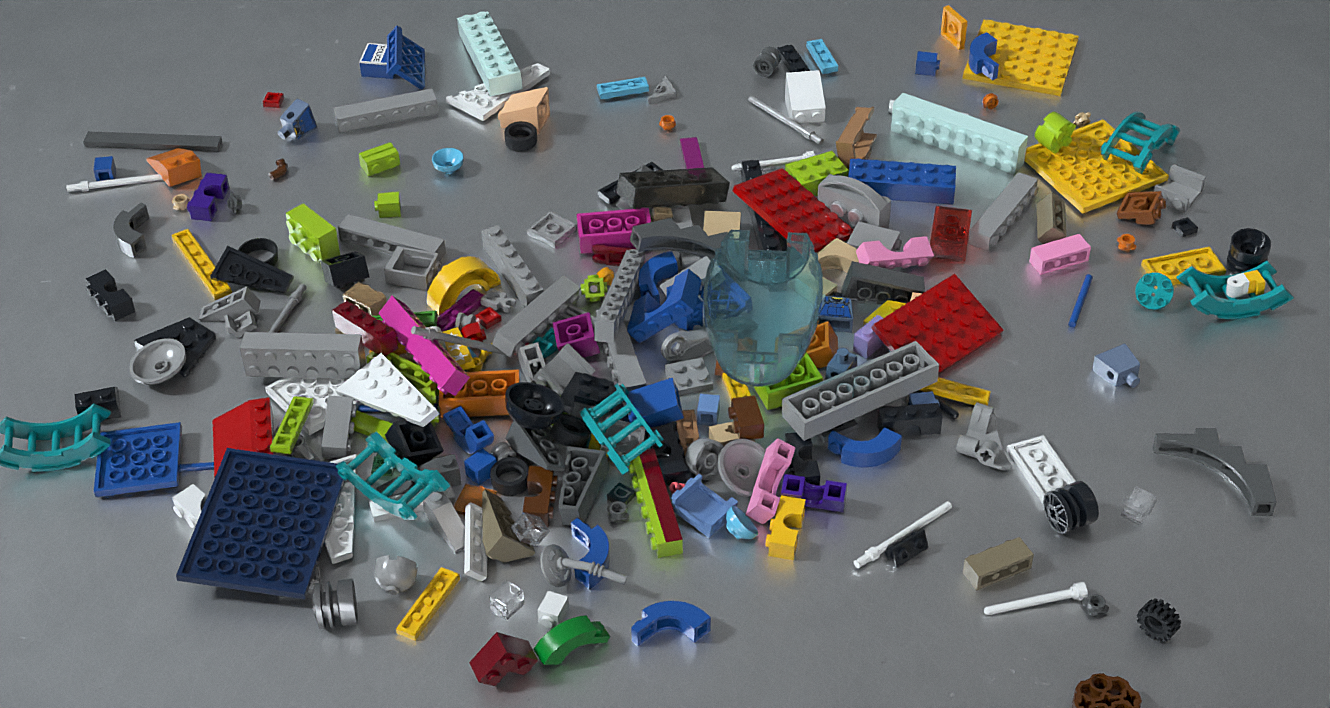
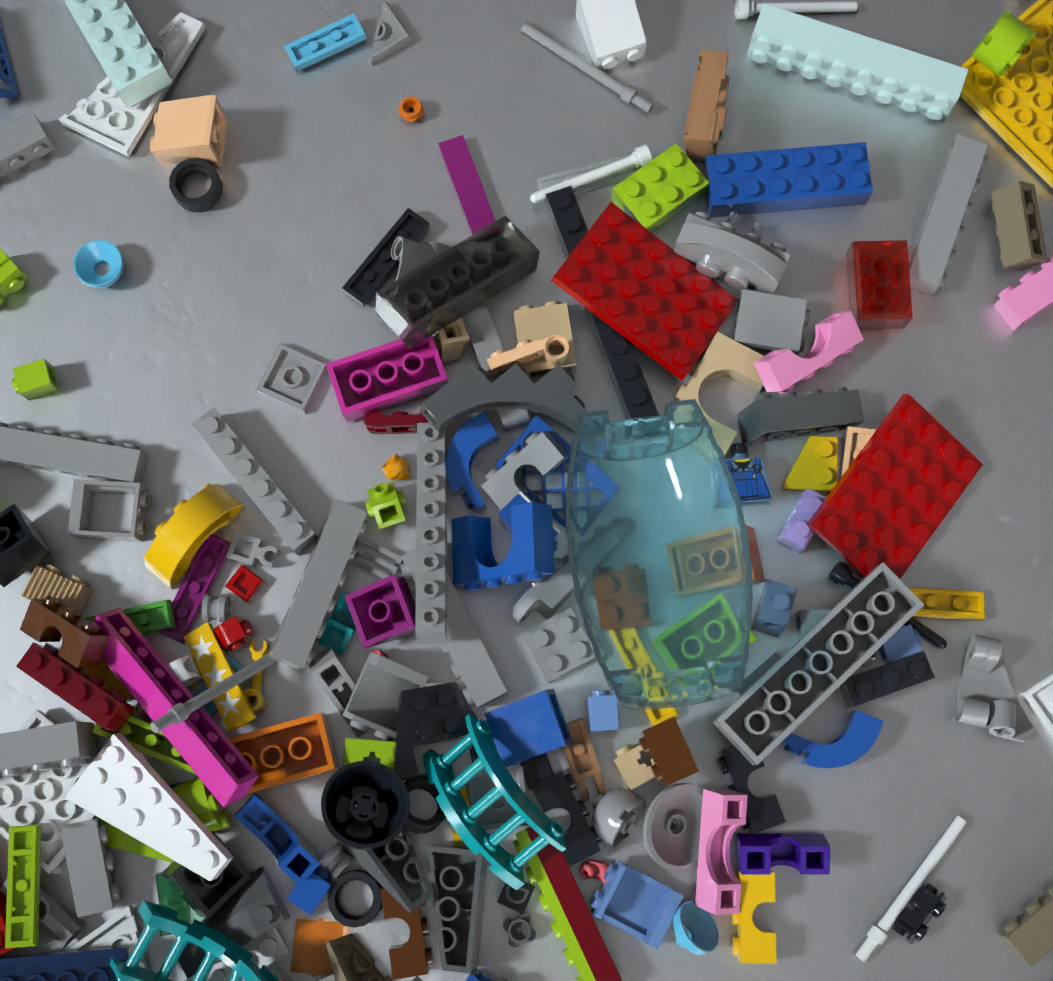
camera: 10 degrees left, 35 degrees up
(375, 302) = (81, 639): none -> reddish brown arch
(711, 224) = (529, 351): none -> light nougat plate

